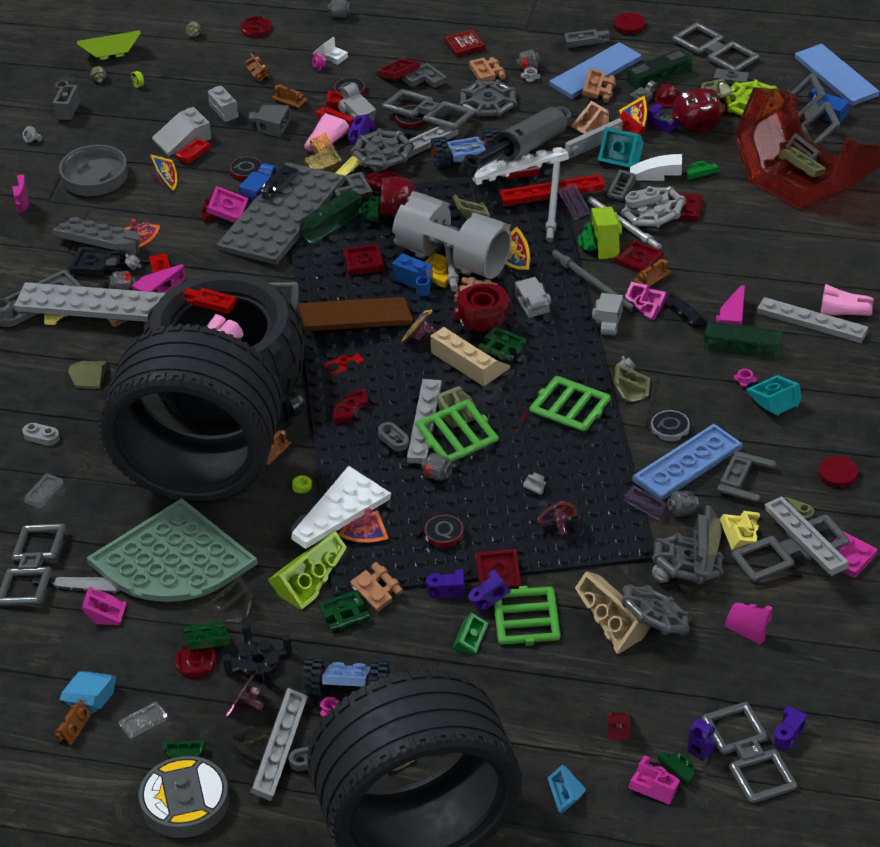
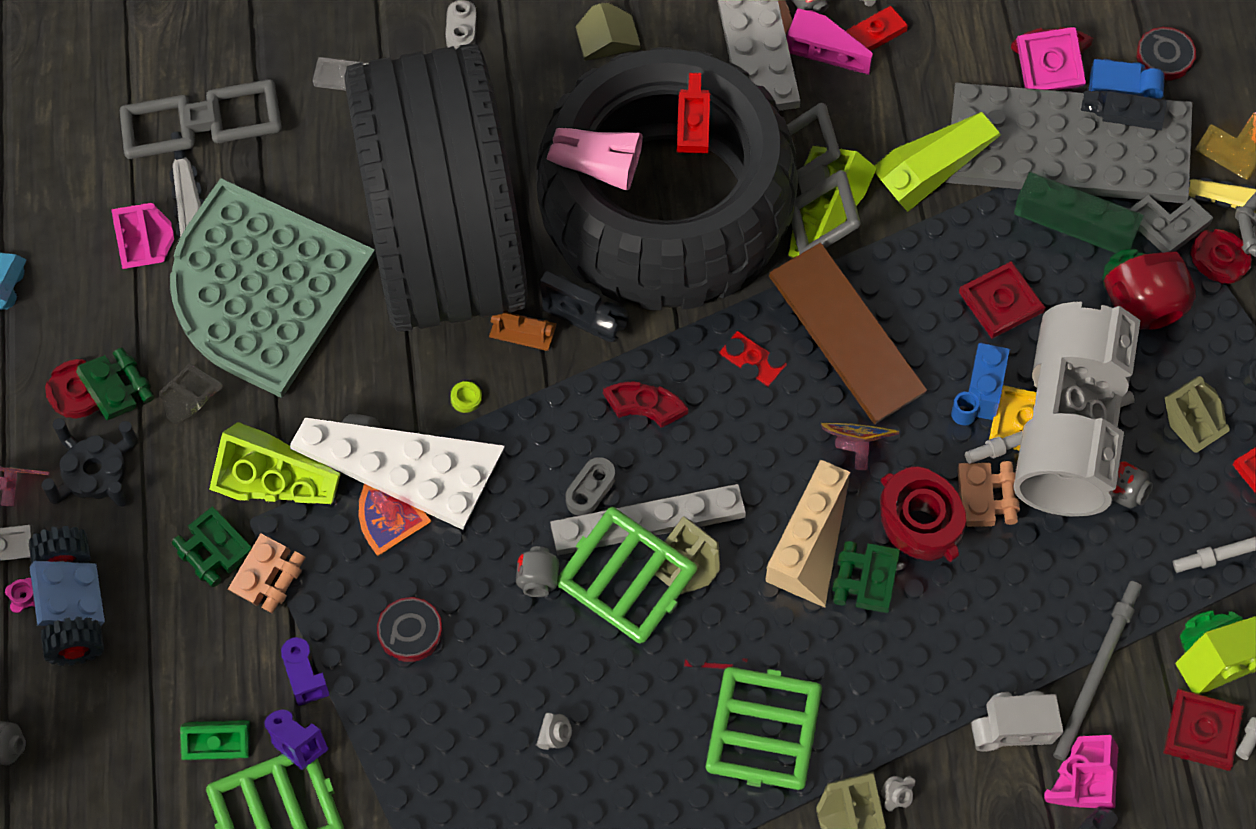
camera: 70 degrees right, 20 degrees up
(264, 256) = (926, 163): none -> lime wedge
(505, 564) = (352, 736): dark red tile -> none
(520, 252) = (1101, 528): shield -> none
(532, 297) = (1000, 586): light grey hinge -> none
(558, 512) = (475, 788): clear pink shield -> none
(653, 274) = (1159, 767): dark orange hinge -> none

